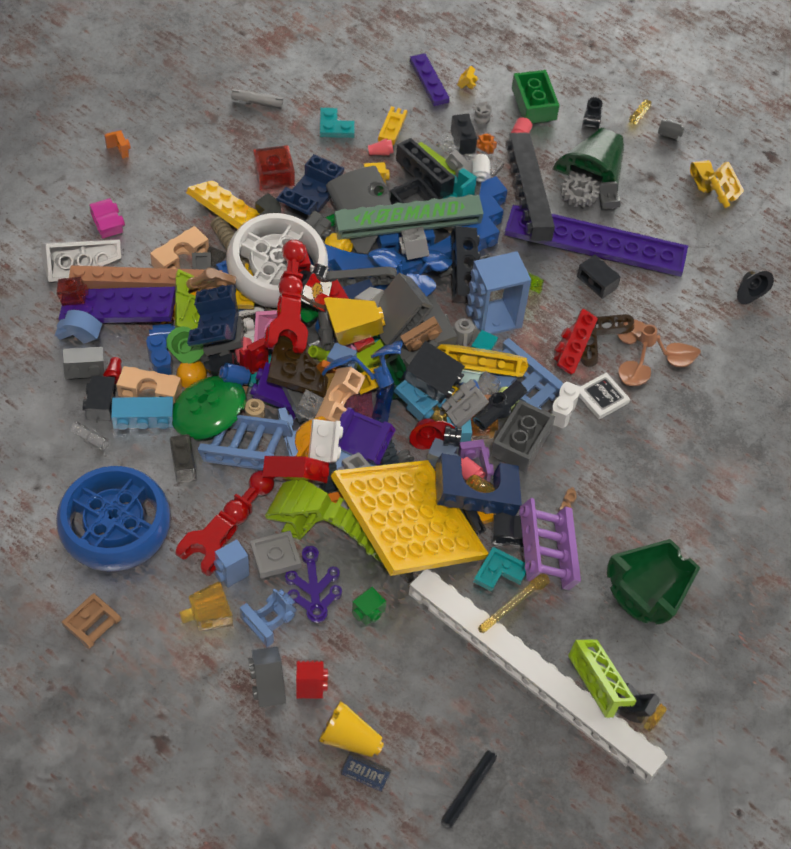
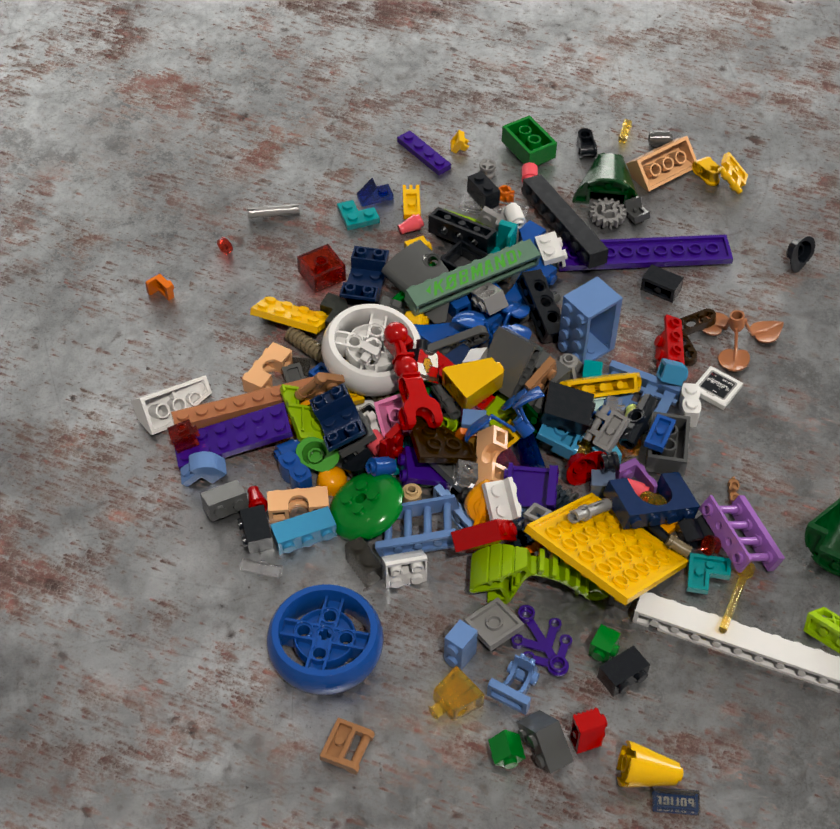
camera: 15 degrees left, 5 degrees down
(106, 218) = (181, 359): dark pink brick -> none
(195, 119) = (224, 245): none -> clear red tile
(216, 476) = (404, 568): none -> white slope
(224, 524) = (437, 597): red piece -> none
(230, 672) = (507, 749): none -> green brick
(264, 263) = (369, 353): none -> white tile
(361, 109) = (373, 194): none -> clear blue slope
(374, 637) = (623, 671): none -> black brick
(404, 476) = (585, 512): none -> light grey pin
(468, 789) = (777, 784): black axle -> none
(483, 536) = (677, 545): none -> dark tan pin
(501, 211) = (551, 249): none -> white bracket
(514, 423) = (659, 433): none -> blue plate
(514, 546) = (711, 545): none -> clear red tile
(558, 367) = (672, 372): none -> dark azure brick
(660, 156) = (662, 164): none -> light nougat slope

